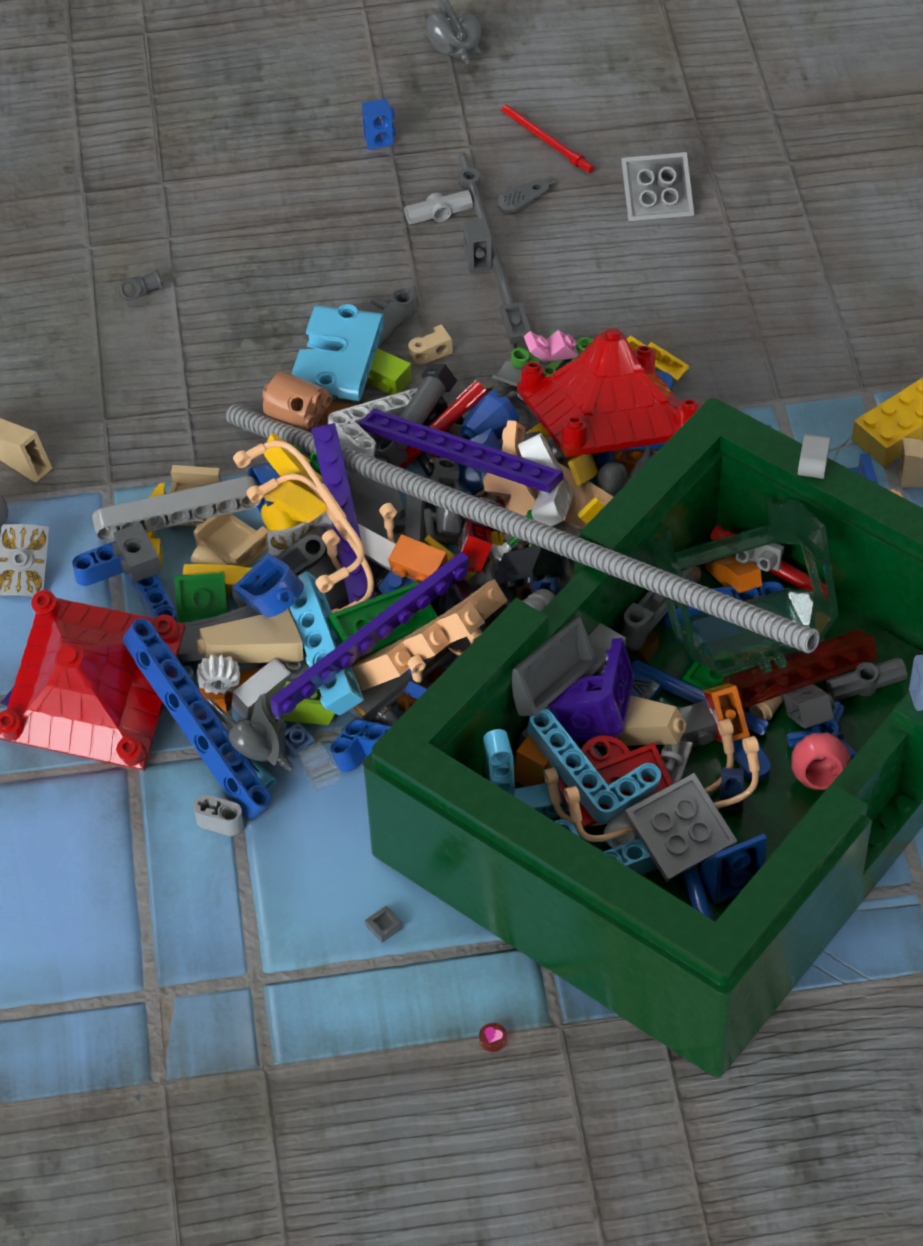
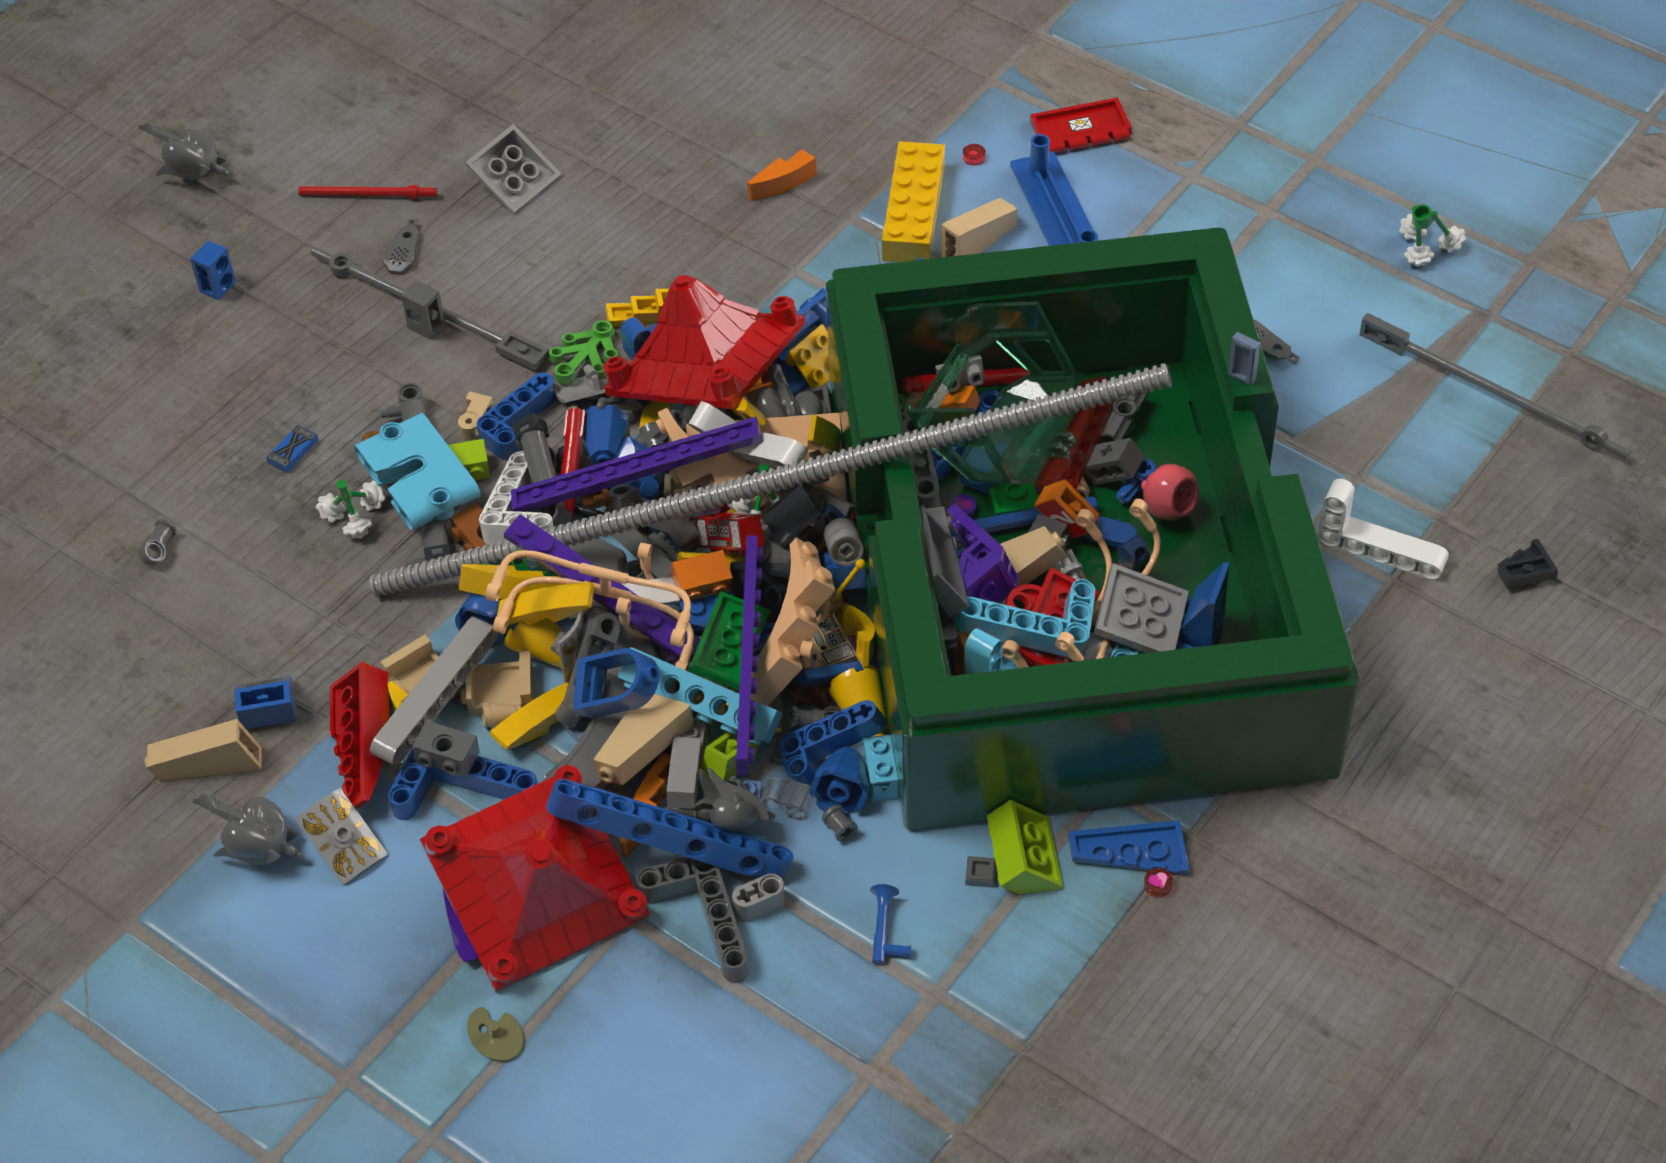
camera: 45 degrees left, 0 degrees up
(80, 438) = (265, 702): none -> blue slope
(131, 484) = (356, 716): none -> red wedge
(184, 760) = (703, 883): none -> dark grey beam
(200, 596) = (537, 744): green plate -> none
(218, 674) = (642, 783): white gear -> none
(256, 916) = (884, 895): none -> blue piece
(269, 341) = (332, 508): none -> white plant
(294, 283) = (292, 448): none -> tile
(295, 401) = (427, 533): nougat cylinder -> none
(329, 811) = (839, 823): none -> dark grey bush
(349, 784) = (841, 781): none -> blue cone
(427, 934) = (1024, 849): none -> lime slope
(438, 207) = (344, 304): light grey piece -> none
(463, 359) = (497, 423): none -> blue beam
(504, 997) = (1132, 847): none -> blue wing
(553, 348) = (582, 346): bright pink slope -> none
(669, 657) = (965, 503): none -> dark purple tile
(814, 456) = (966, 257): light grey beam -> none
(846, 324) = (782, 176): none -> orange slope

